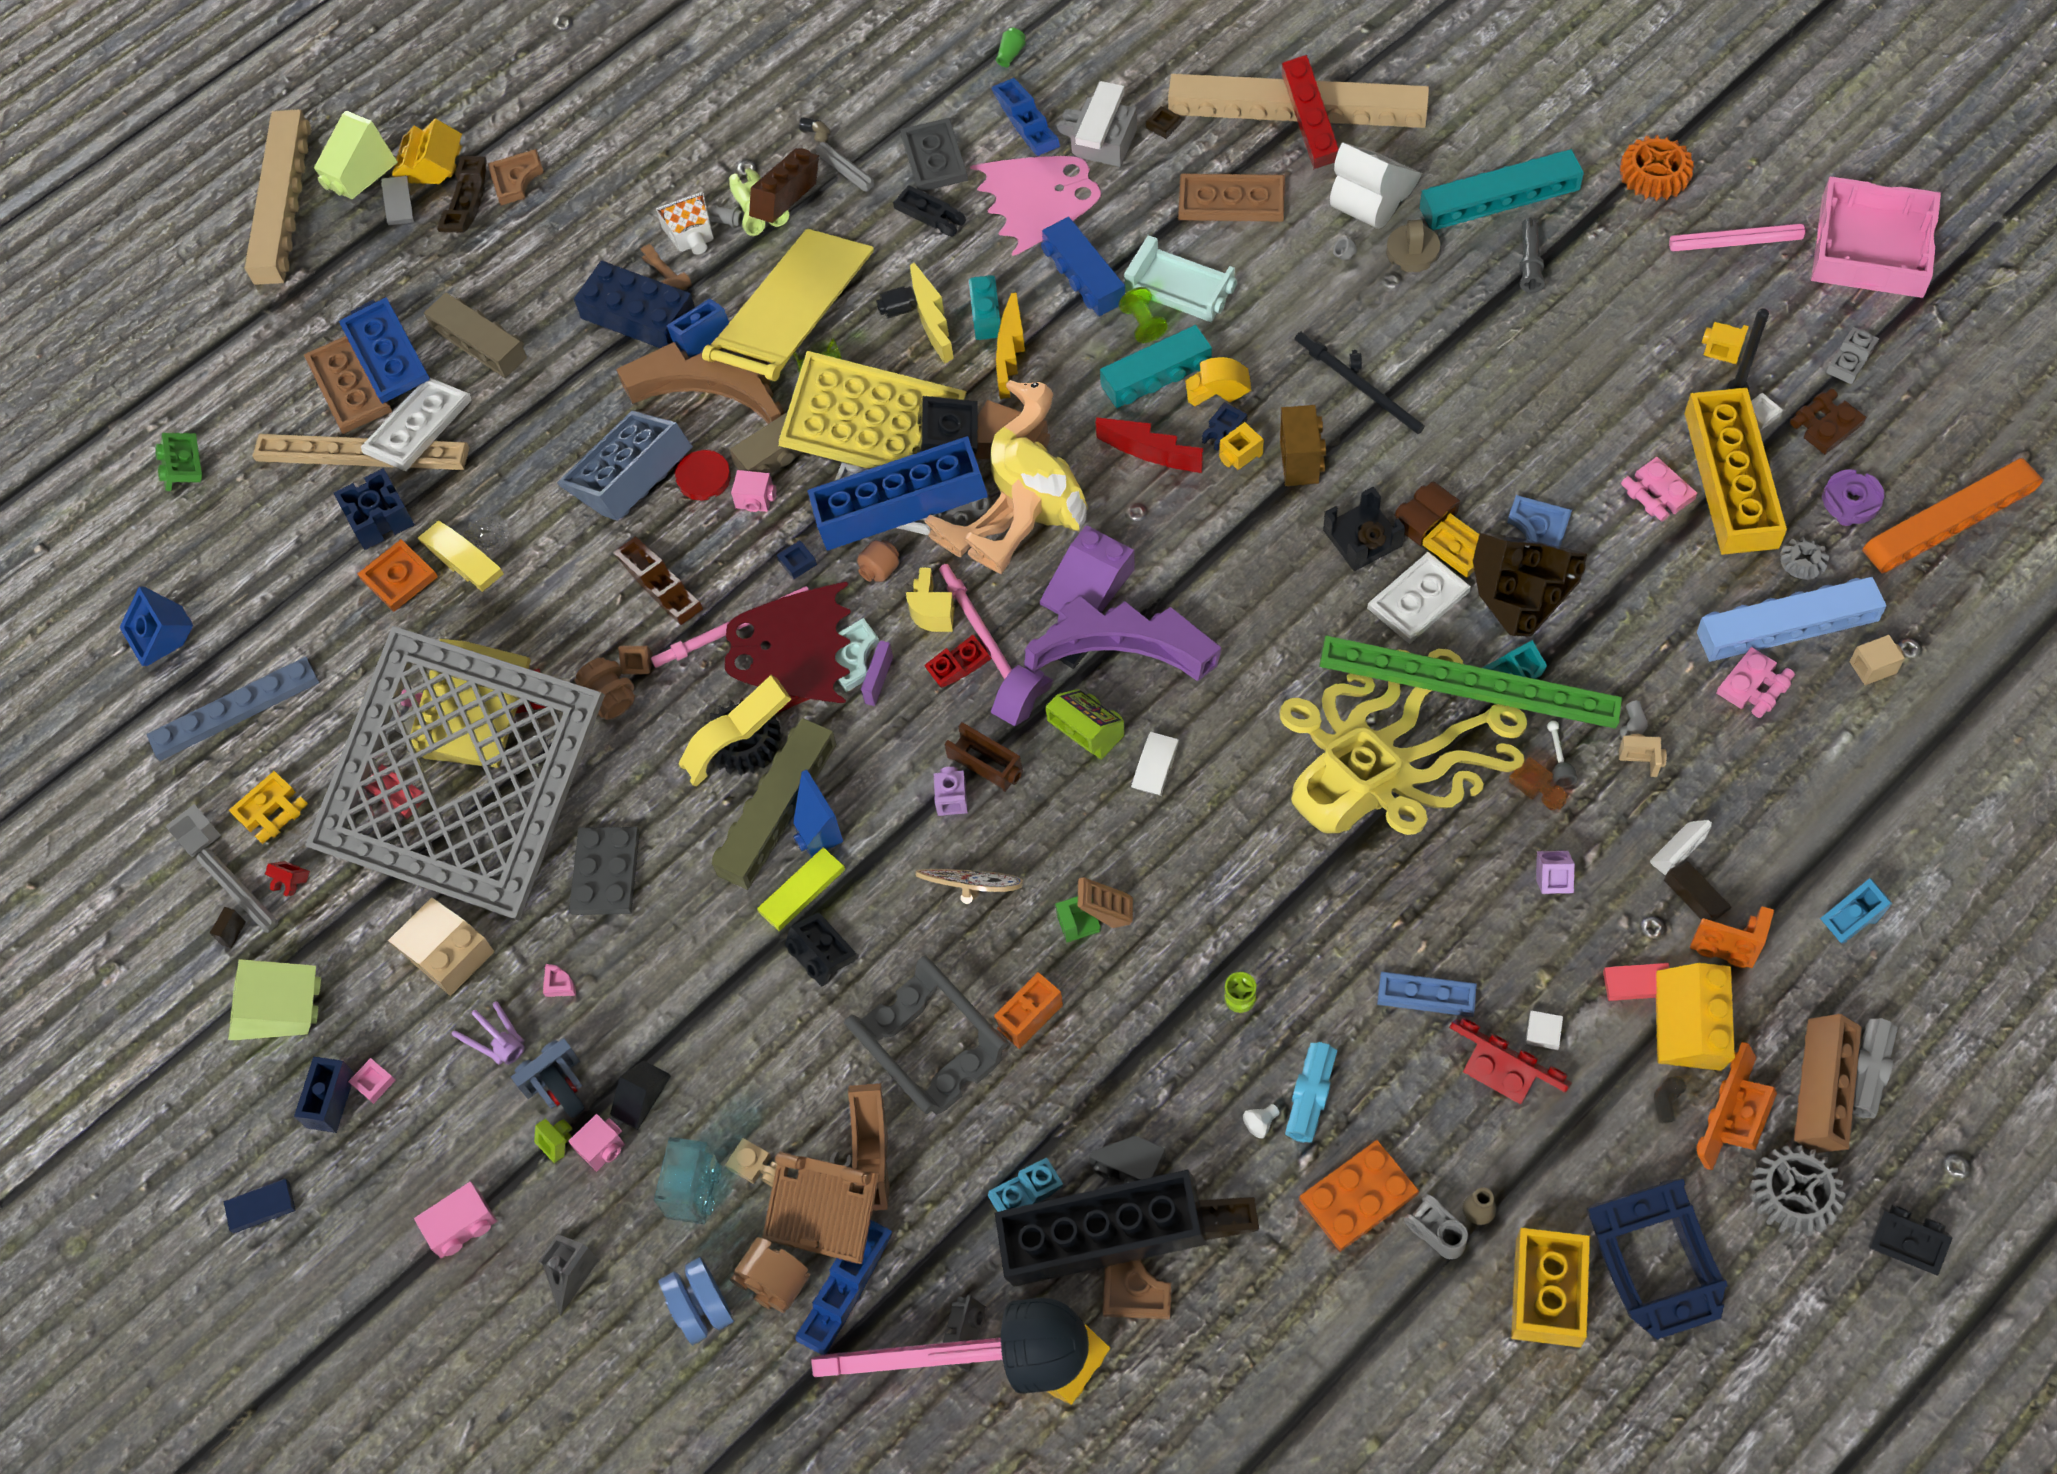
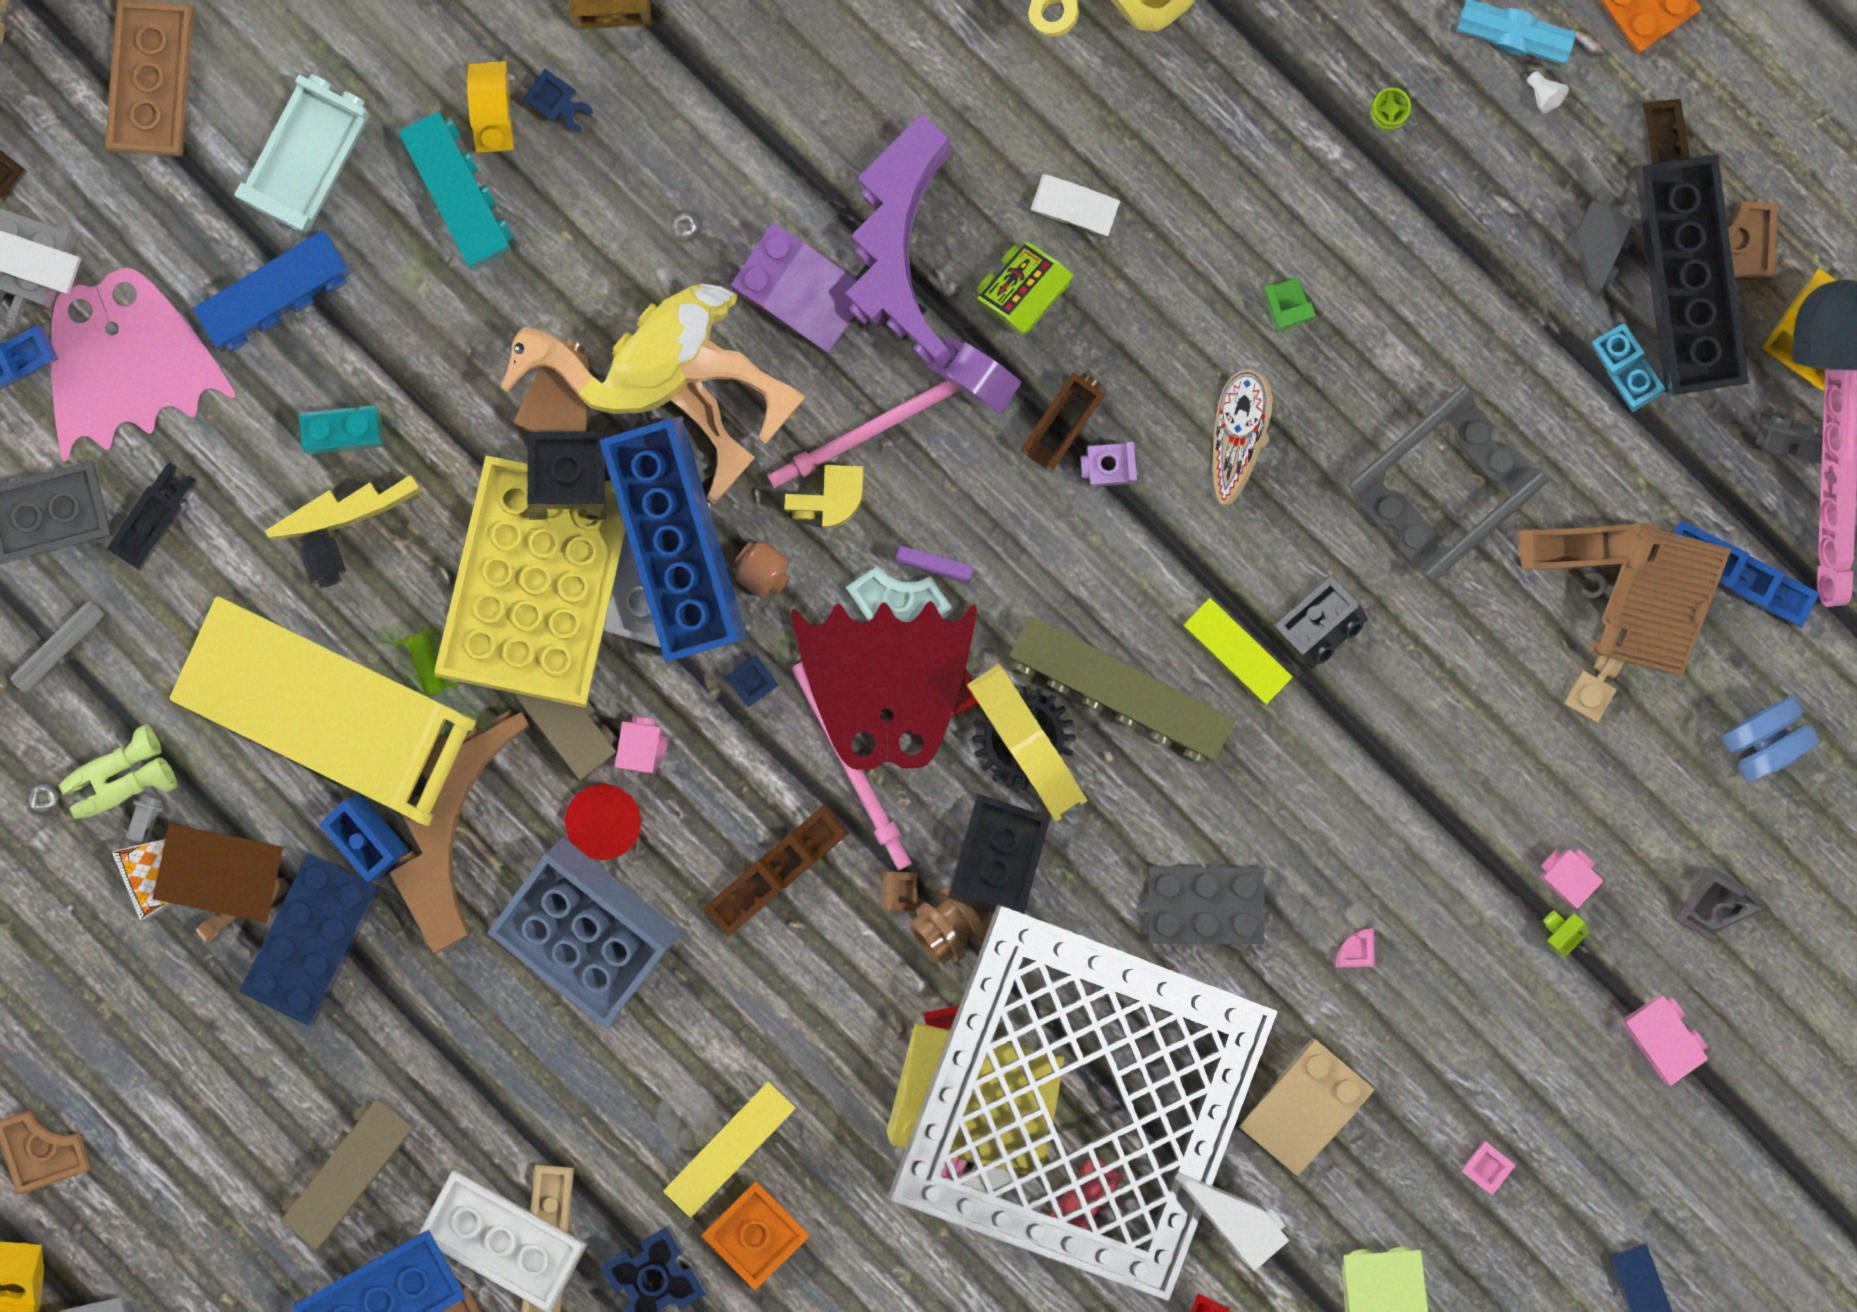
camera: 95 degrees left, 25 degrees up
(324, 1094) = (1512, 1219): dark blue brick -> none
(357, 887) = (1244, 1225): none -> white slope
(467, 195) = (85, 1222): dark brown slope -> none
(506, 1046) = (1445, 1005): lavender plant -> none
(547, 1071) = (1490, 941): sand blue plate -> none
(637, 1093) = (1504, 834): black slope -> none
(649, 715) = (998, 856): none -> black plate
(682, 246) = (217, 873): none -> reddish brown tile
(687, 1181) = (1628, 760): clear light blue brick -> none
(771, 1275) = (1740, 655): medium nougat brick -> none
(783, 185) = (119, 724): reddish brown brick -> none
(814, 819) = (1153, 635): blue slope -> none
(957, 664) = (915, 460): red slope -> none
(1009, 342) = (394, 394): yellow slope -> none
(1028, 1010) = (1415, 360): orange hinge -> none
(1107, 903) = (1277, 266): medium nougat slope -> none
(1139, 441) = (580, 215): red slope -> none
(1149, 327) = (368, 206): clear neon green piece -> none
(1241, 446) = (595, 66): yellow brick -> none

